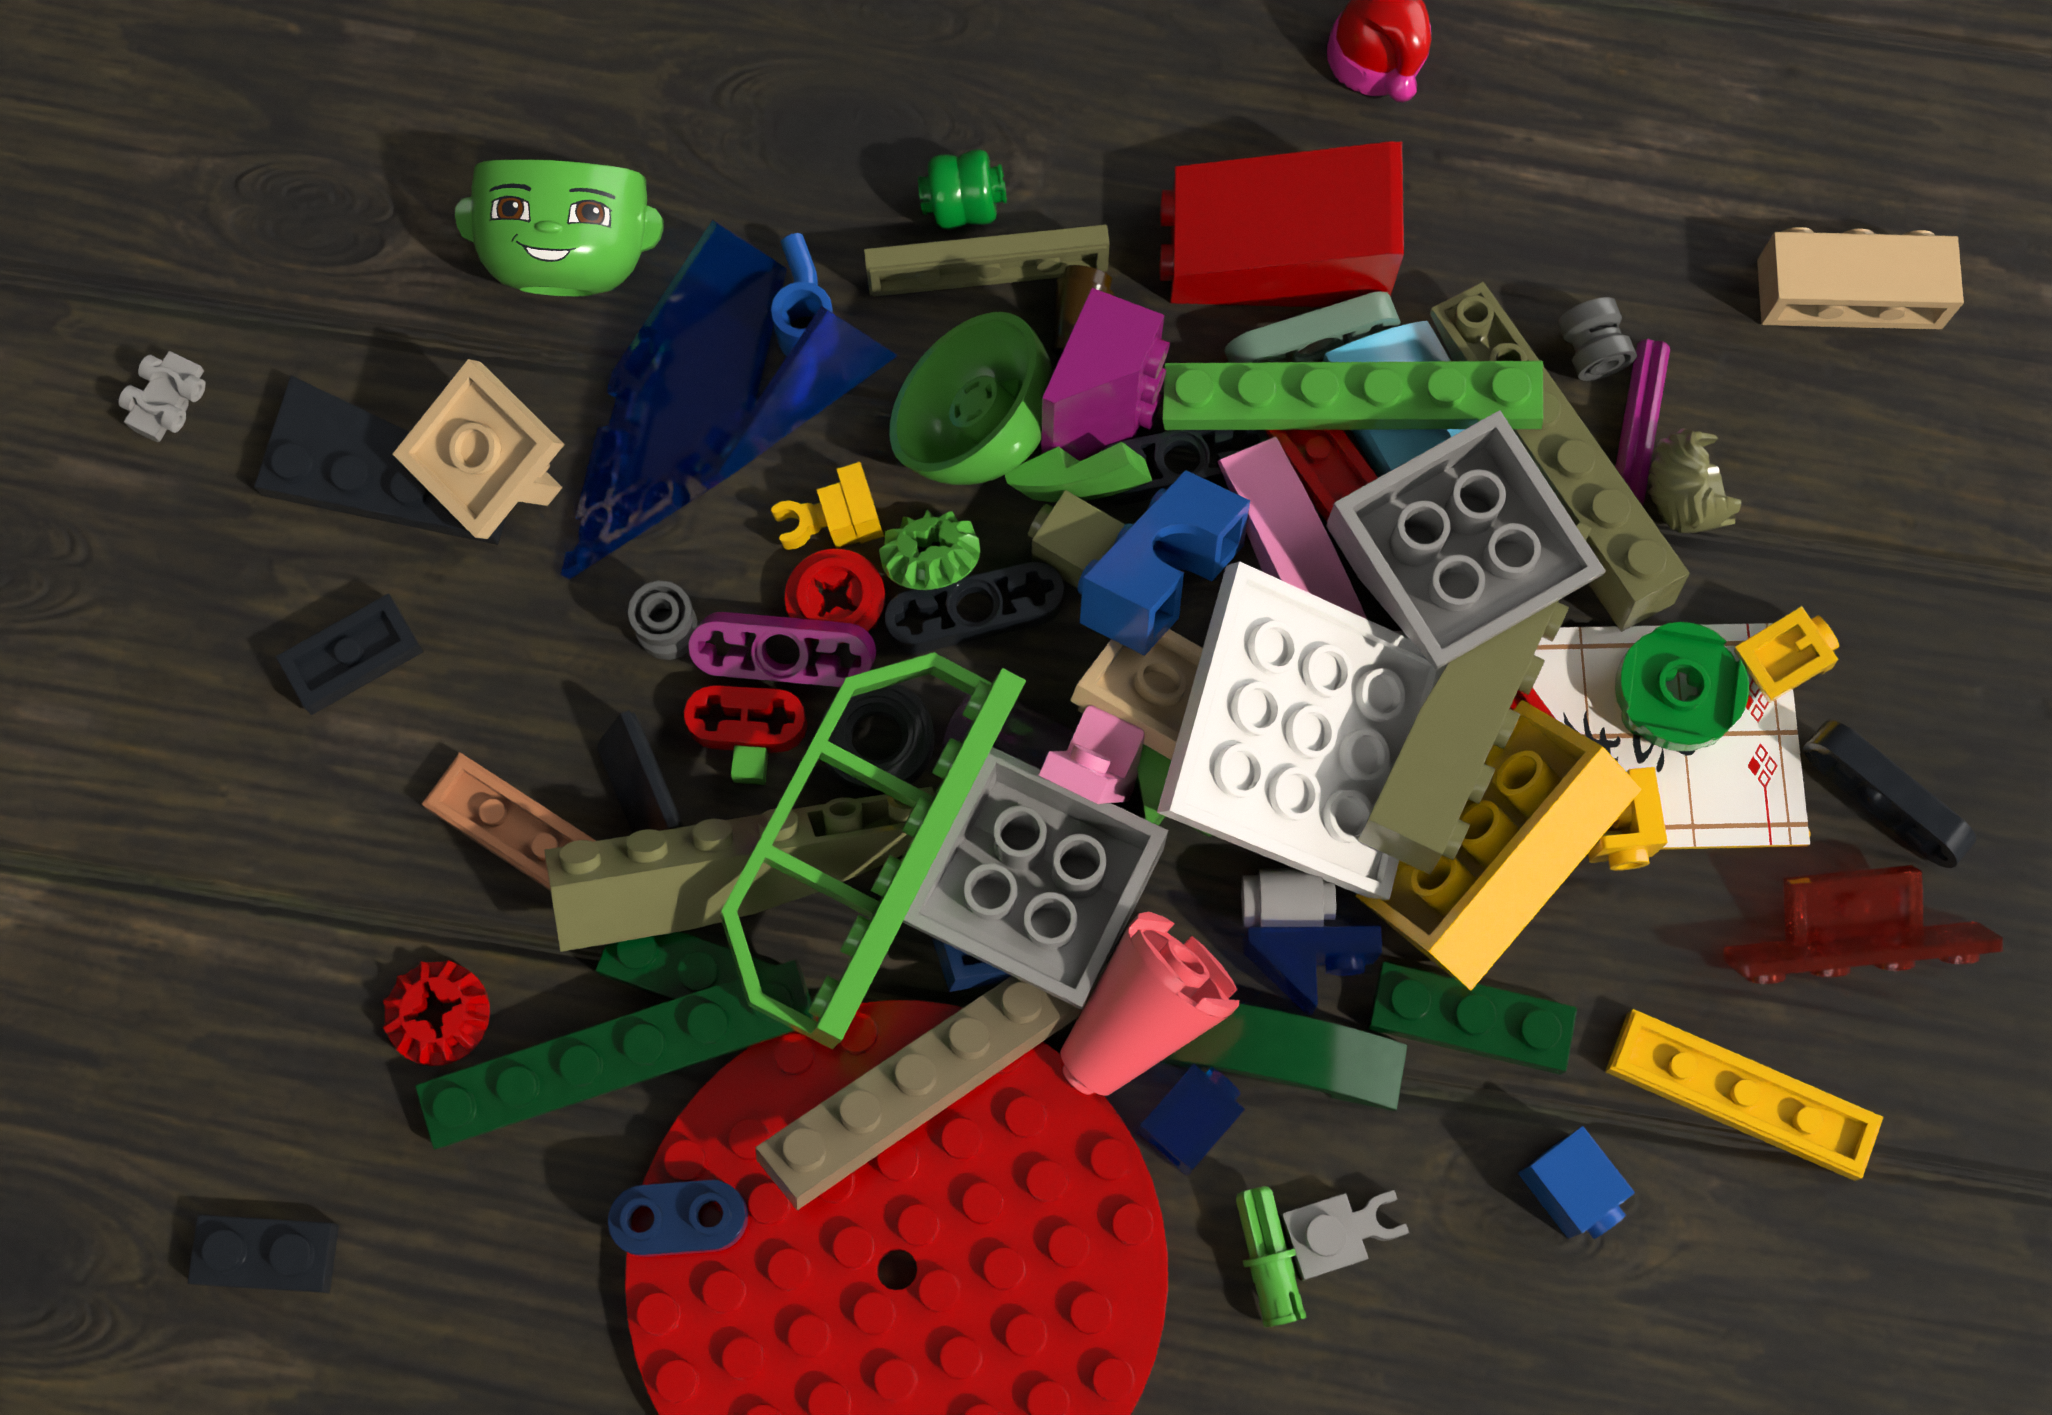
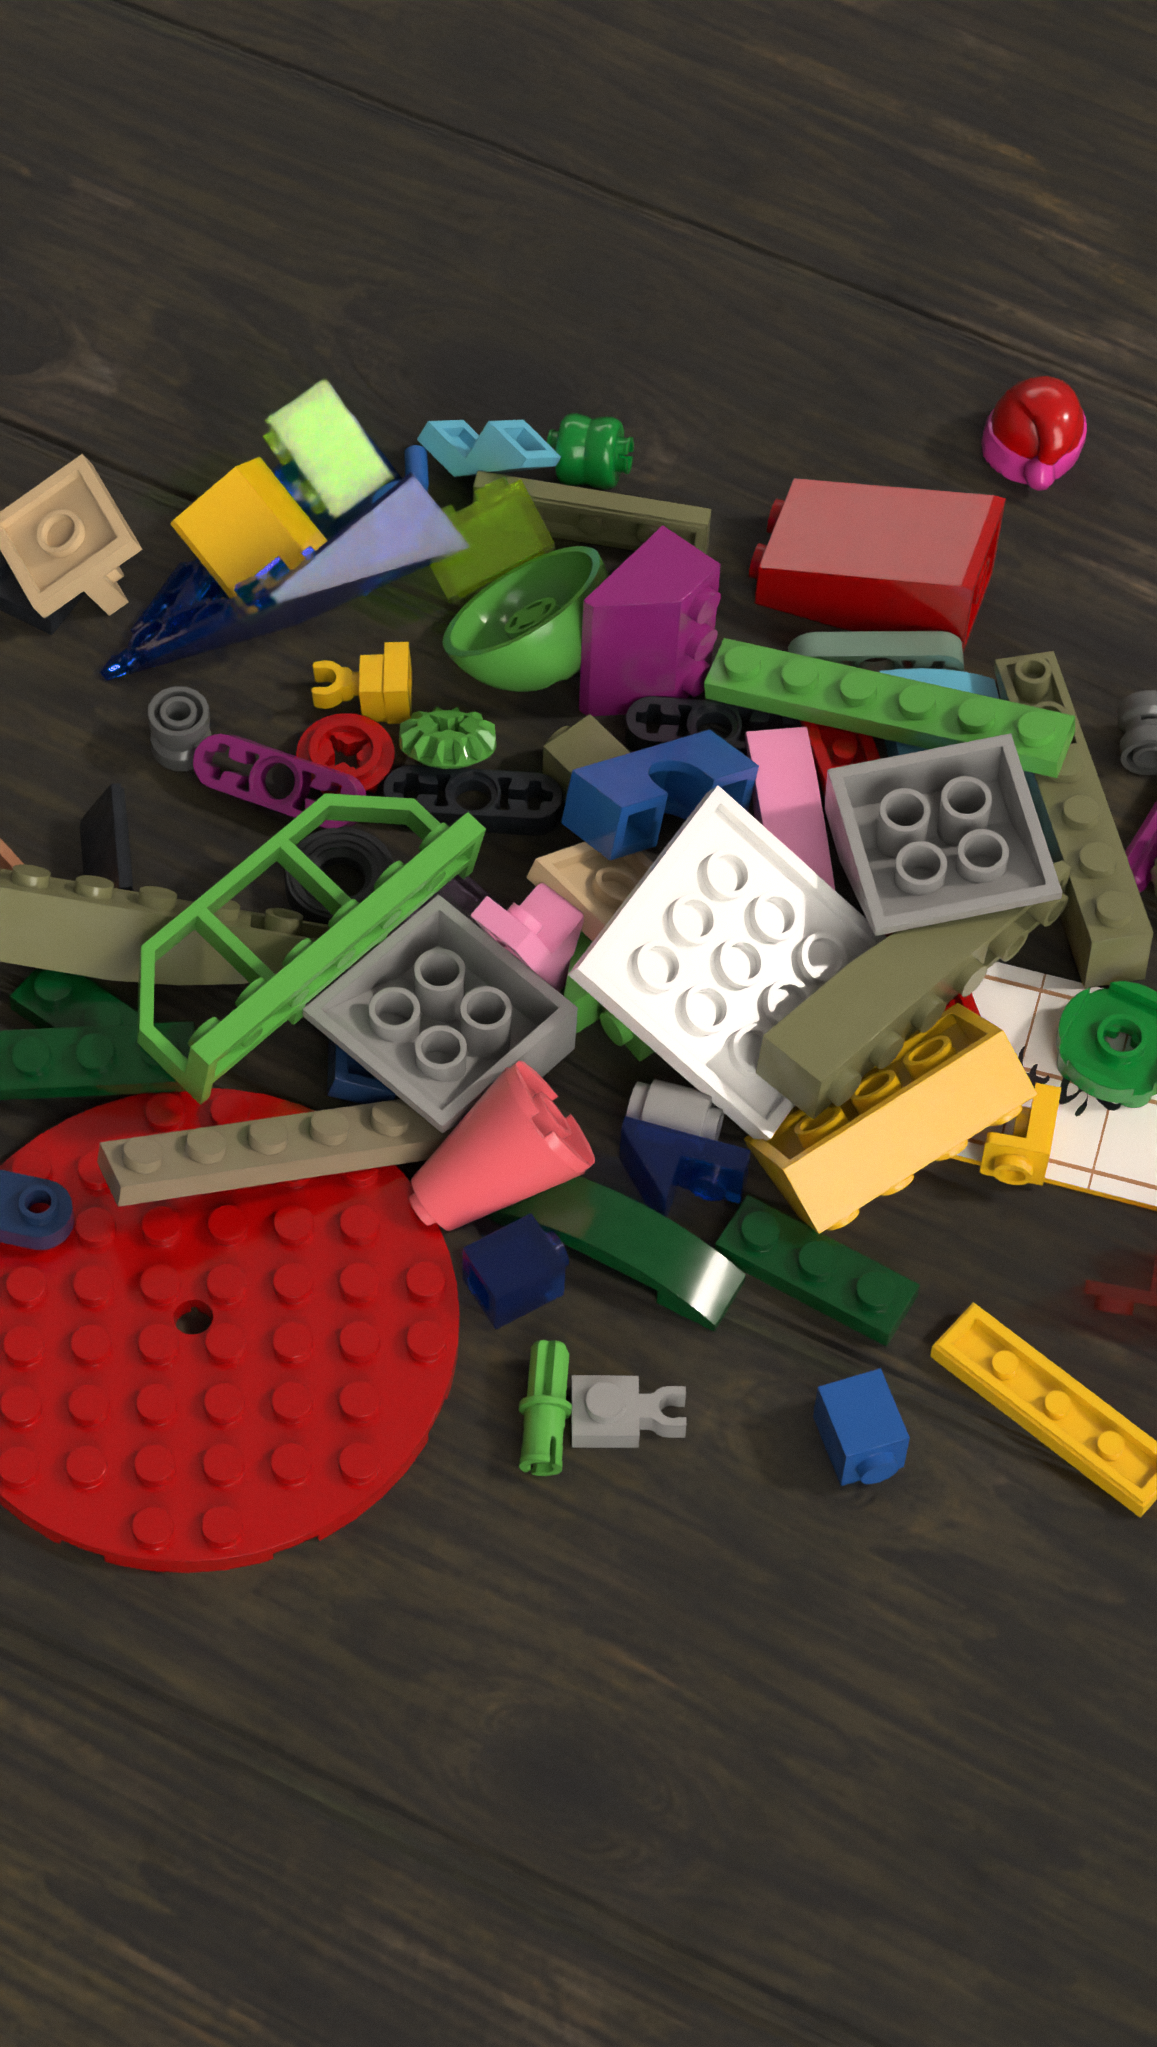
camera: 15 degrees right, 15 degrees down
(558, 224) = (203, 376): bright green piece -> none
(665, 385) = (246, 525): none -> yellow slope
(710, 274) = (327, 450): none -> clear neon green brick
(747, 704) = (226, 829): red beam -> none
(749, 765) = (212, 869): bright green piece -> none
(882, 218) = (499, 448): none -> medium azure slope
(906, 315) = (501, 535): none -> clear neon green brick
(1096, 477) = (623, 709): bright green slope -> none

